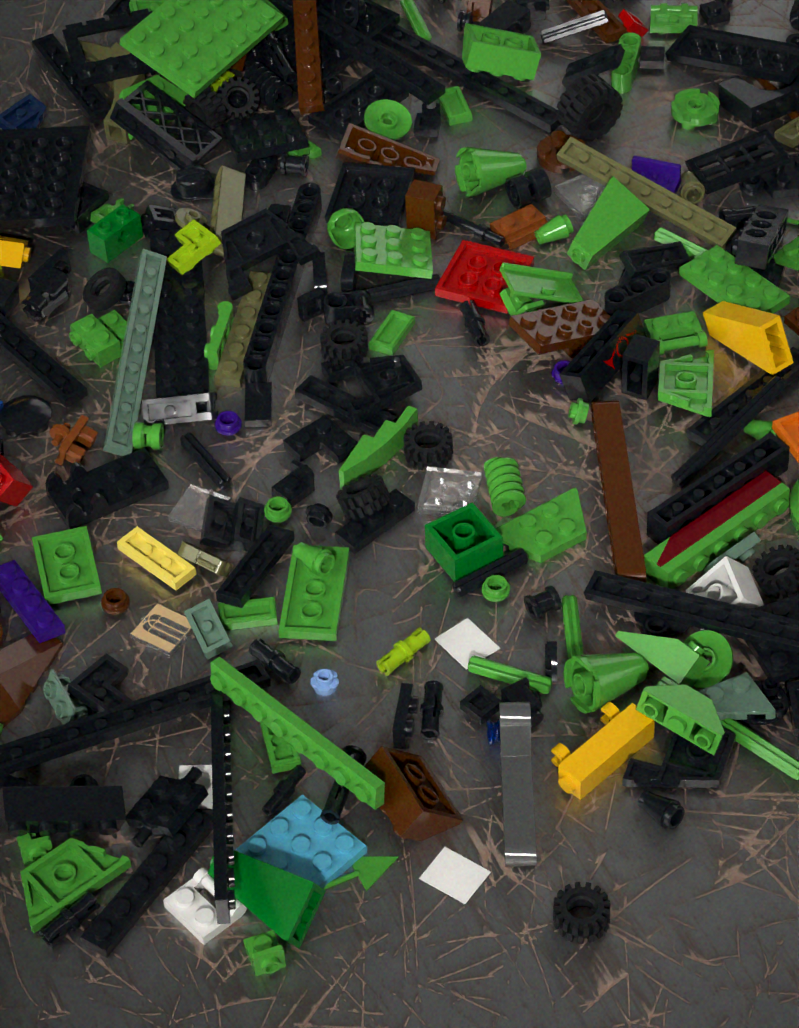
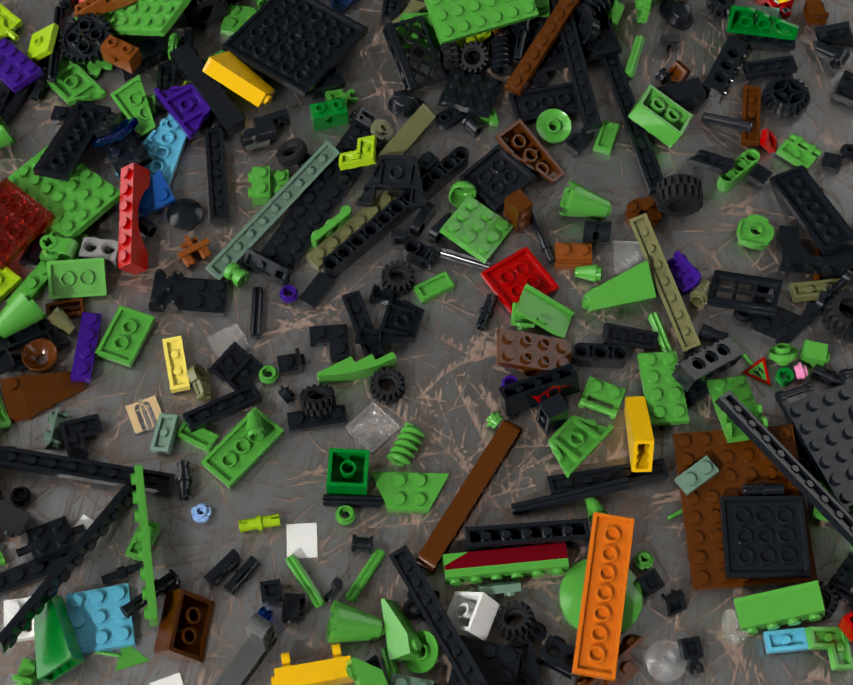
camera: 30 degrees right, 15 degrees up
(115, 601) = (130, 375): reddish brown plate -> none

